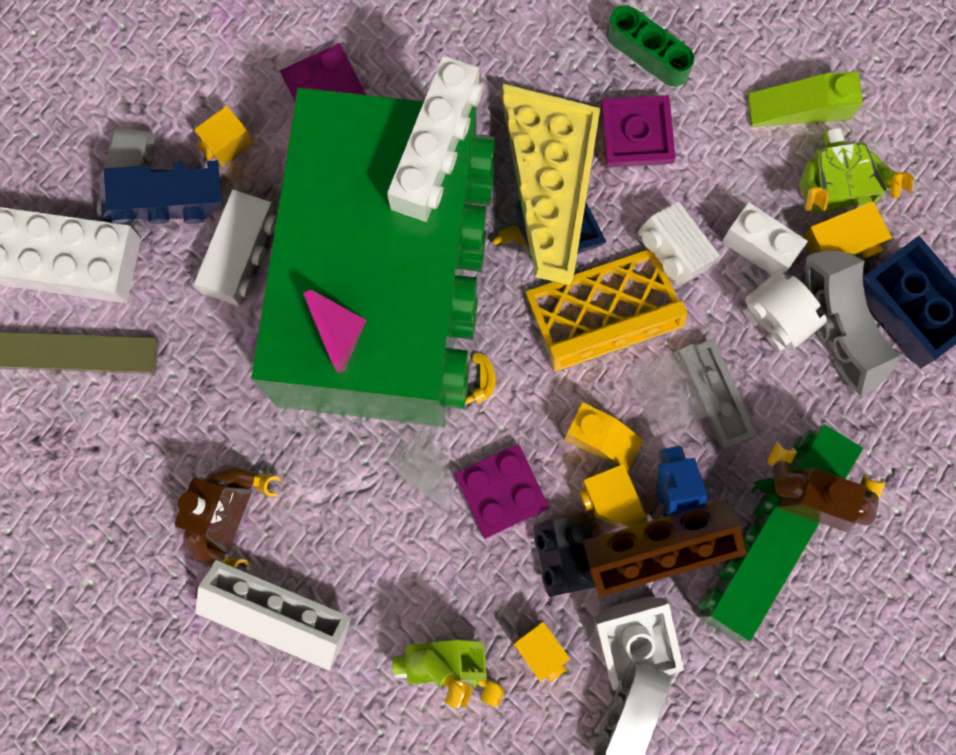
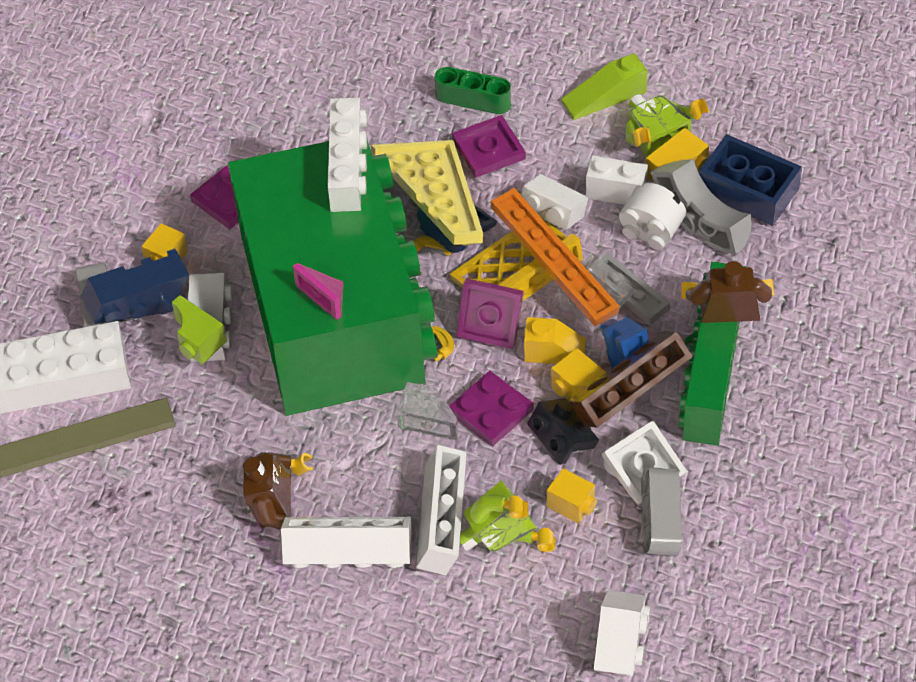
camera: 20 degrees left, 25 degrees down
(205, 282) = (199, 332): none -> lime arch
(389, 618) = (441, 510): none -> white brick
(544, 375) = (489, 313): none -> magenta plate
(646, 333) = (555, 257): none -> orange plate

